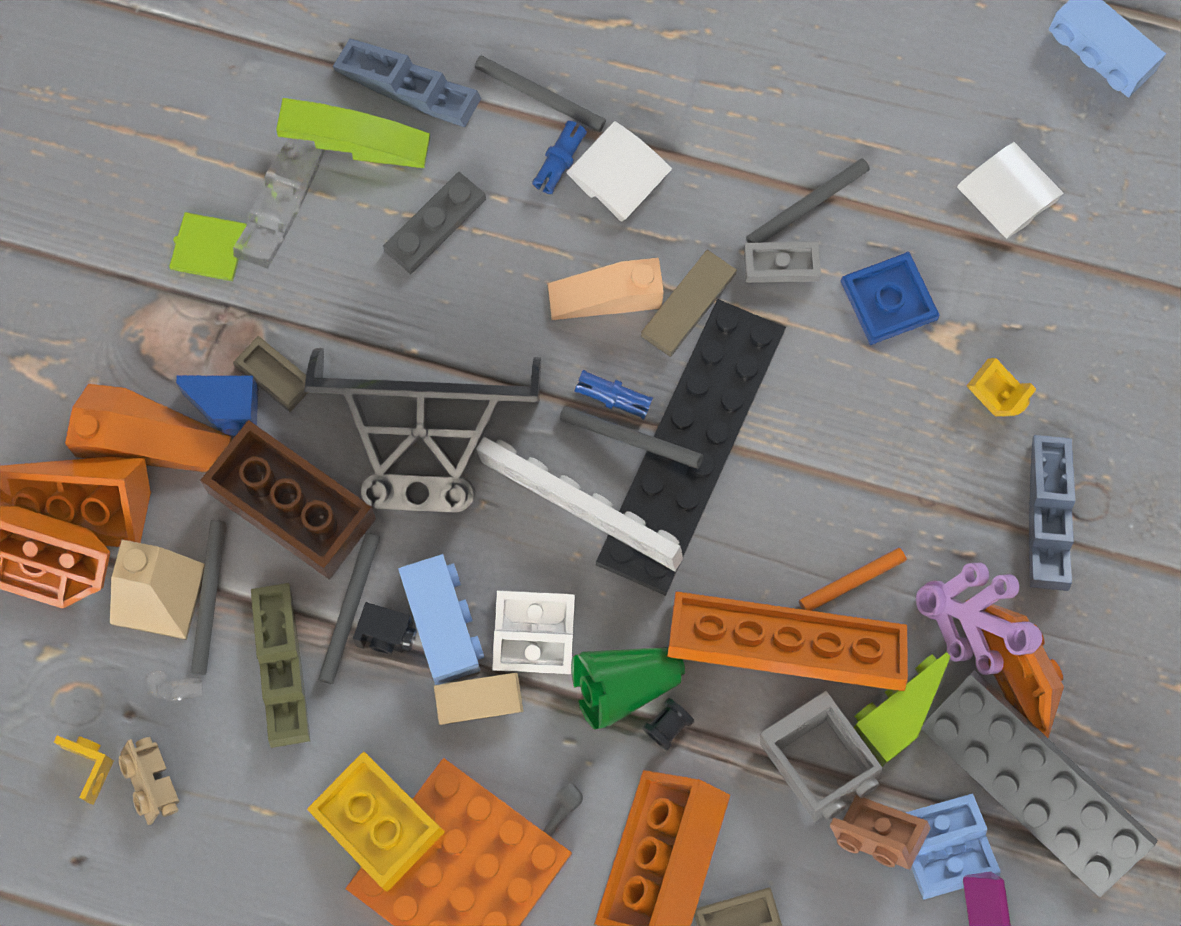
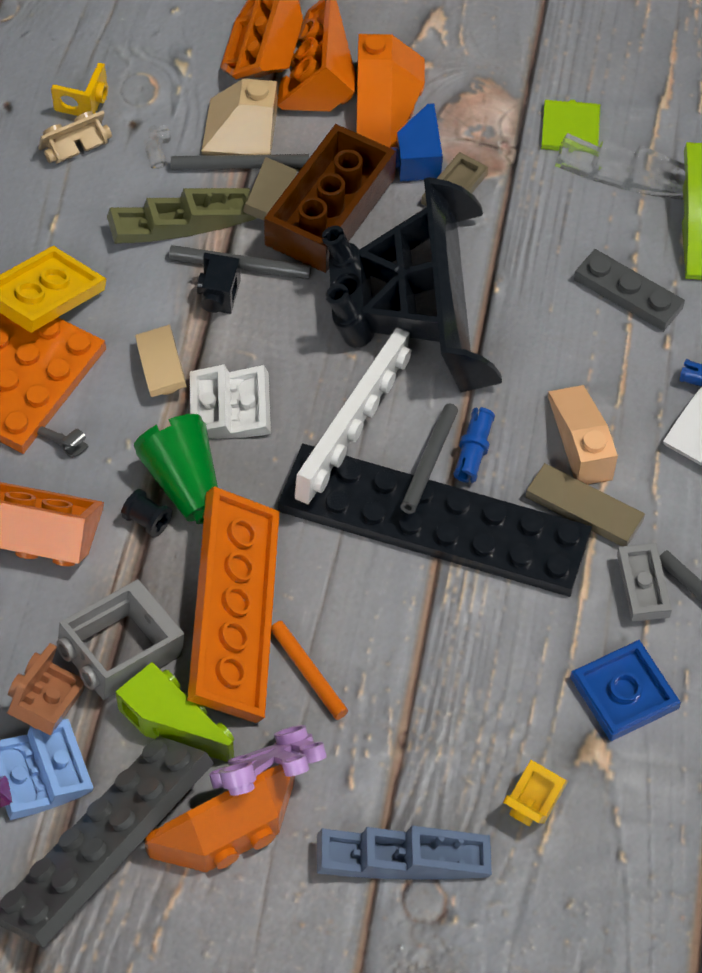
camera: 85 degrees right, 15 degrees down
(260, 565) = (268, 187): none -> dark tan tile
(441, 619) = (232, 324): light blue brick -> none

